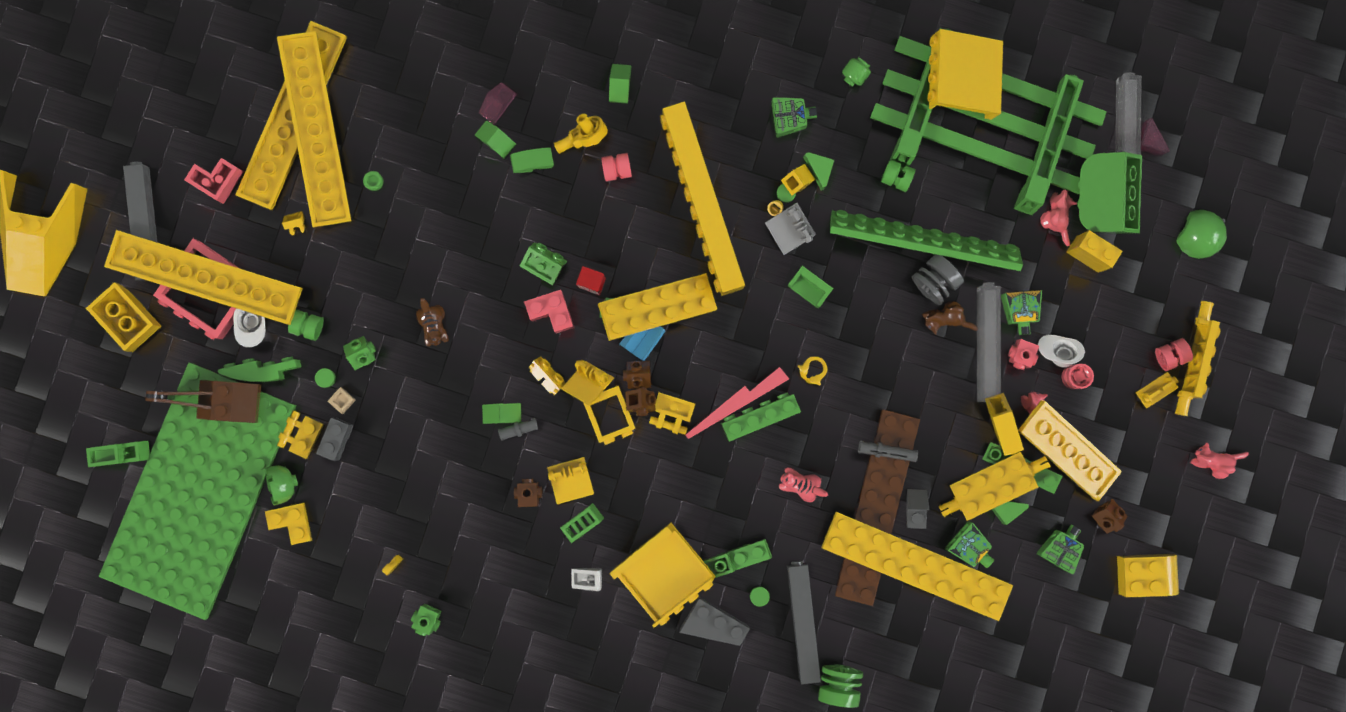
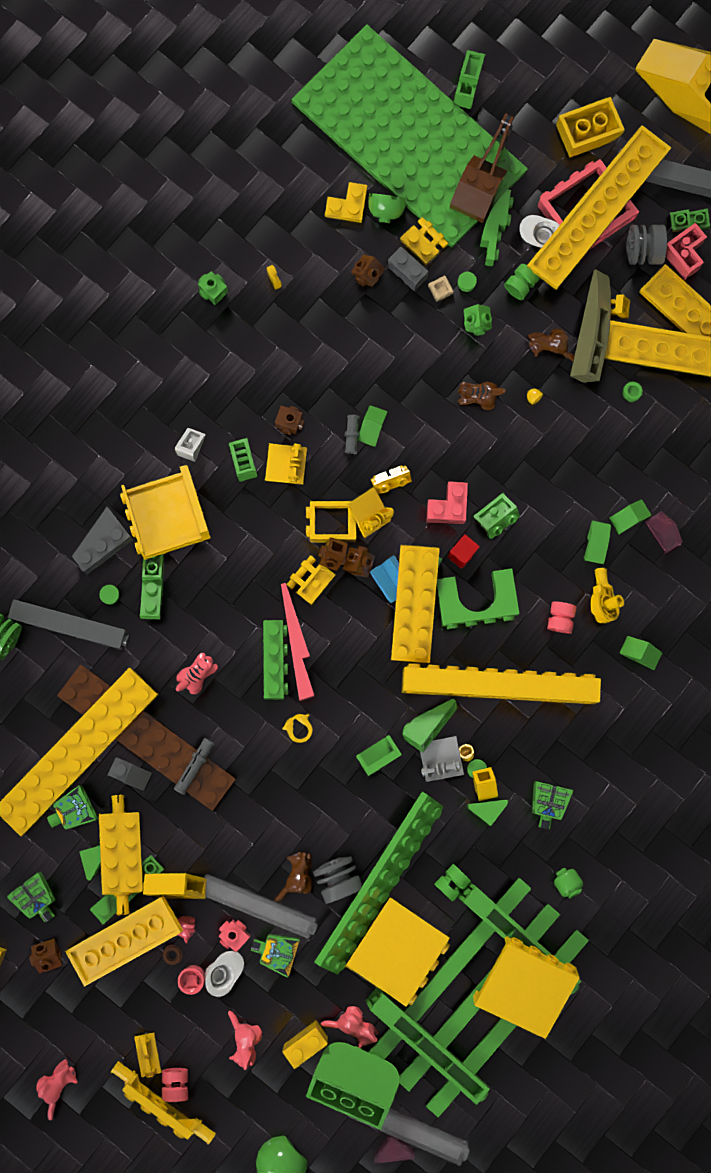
camera: 105 degrees right, 5 degrees down
(182, 190) = (684, 219): none -> bright green slope
(223, 218) = (647, 244): none -> dark grey wheel
(328, 238) = (594, 331): none -> olive slope
(352, 476) = (367, 270): none -> reddish brown brick
(353, 270) = (554, 342): none -> reddish brown animal
(413, 271) = (534, 396): none -> yellow hinge
(626, 225) = (454, 613): none -> bright green arch
(767, 253) = (427, 726): none -> bright green slope
(980, 200) = (398, 952): none -> yellow panel
(1067, 403) = (172, 961): none -> reddish brown plate
(1108, 307) = (246, 1038): none -> coral animal

